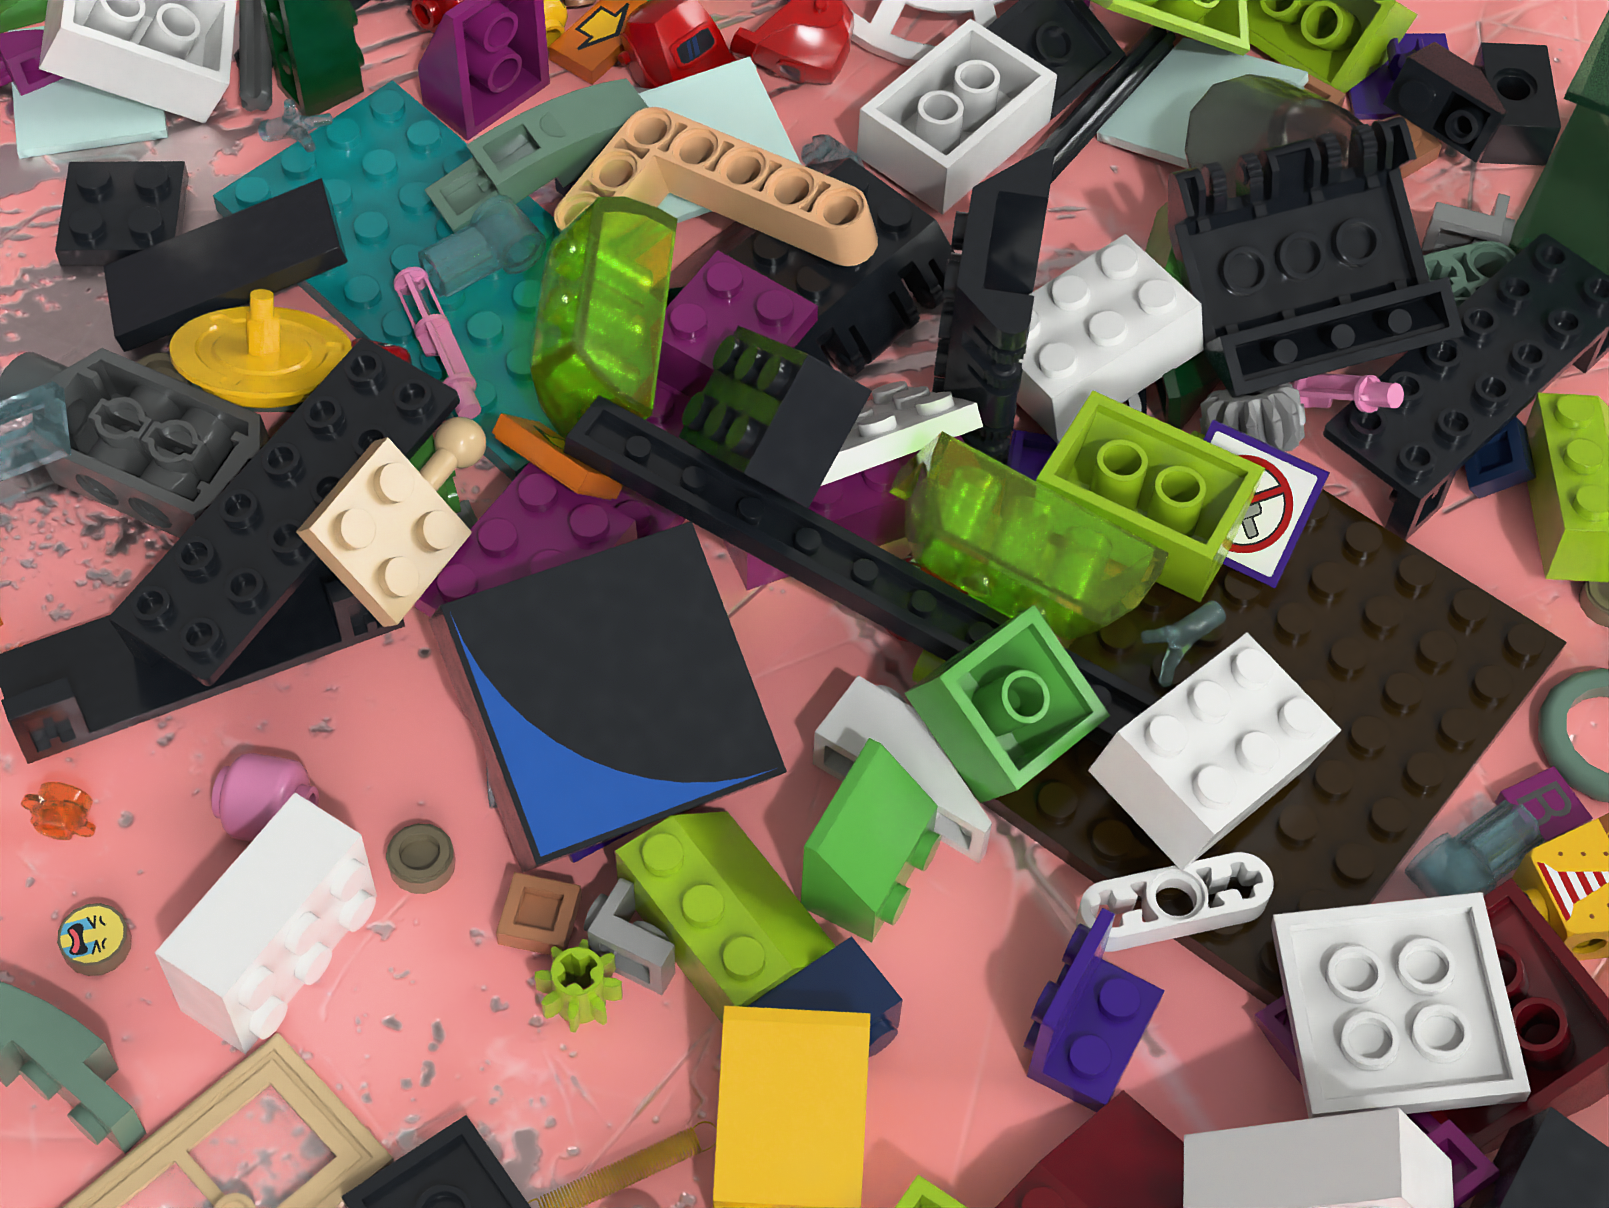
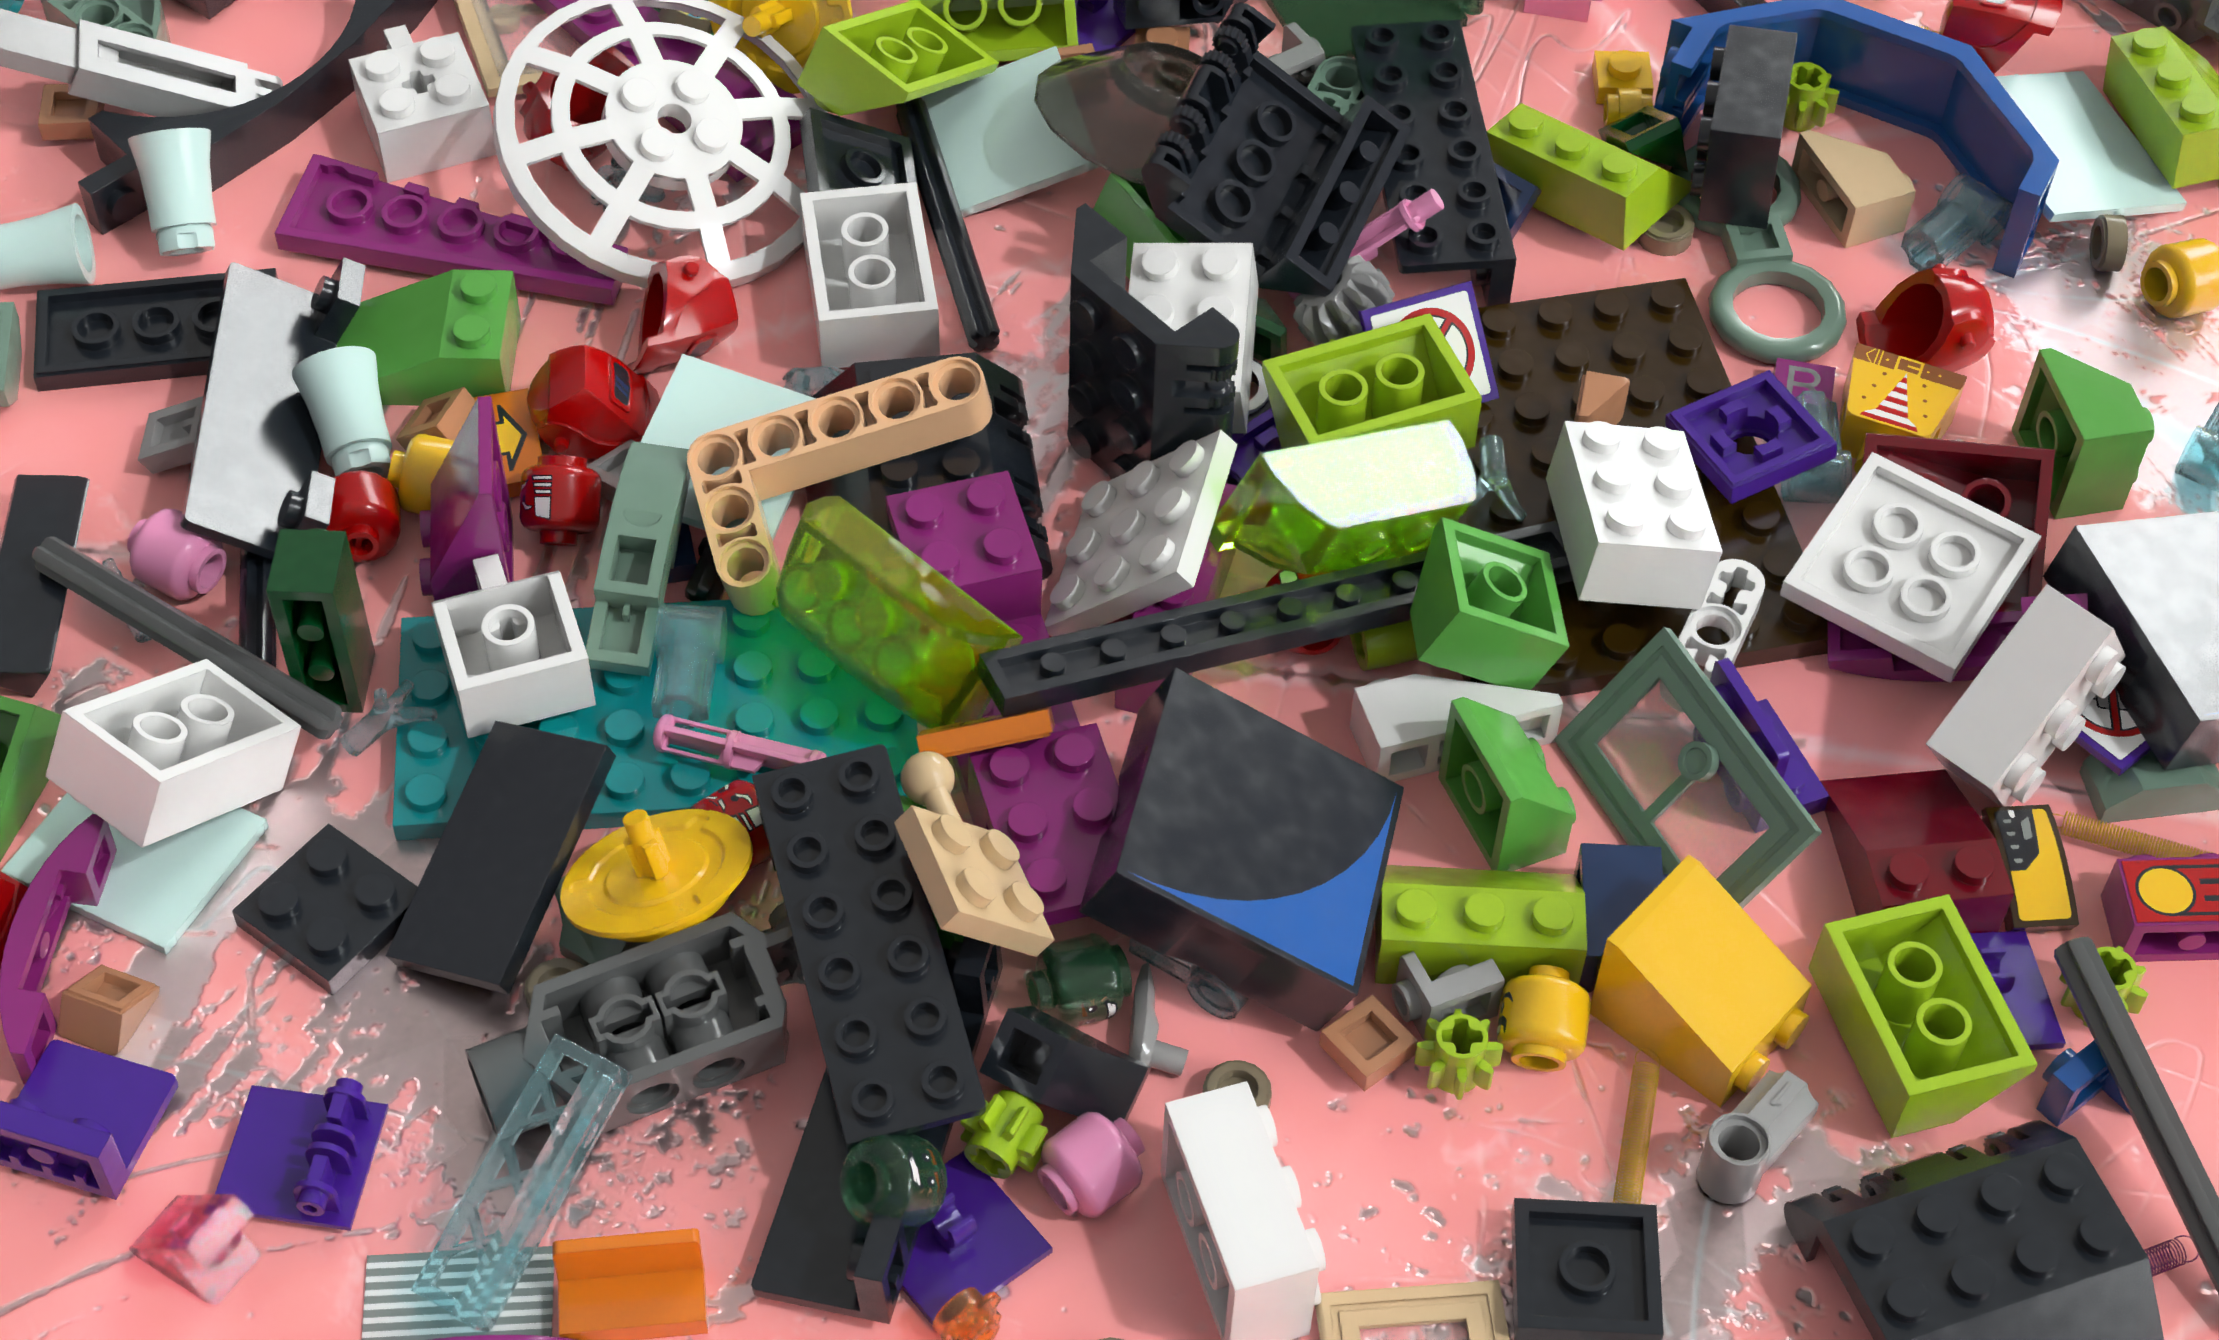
camera: 50 degrees left, 5 degrees down
(114, 673) = (894, 1178): none -> clear green head
(151, 767) = (970, 1242): none -> dark purple piece
(241, 720) = (1005, 1135): none -> lime gear
(327, 717) = (1063, 1066): none -> black slope
(387, 141) = (513, 649): none -> white hinge
(419, 683) = (1080, 980): none -> clear green head
(427, 753) = (1145, 1029): none -> light grey bar
(565, 72) = (560, 499): none -> red head
(665, 1026) = (1543, 1019): none -> yellow head
(773, 413) = (1119, 550): black brick -> none
(986, 980) = (1686, 772): none -> sand green door
(1322, 658) = (1601, 398): none -> nougat slope
(1405, 757) = (1757, 409): none -> dark purple piece

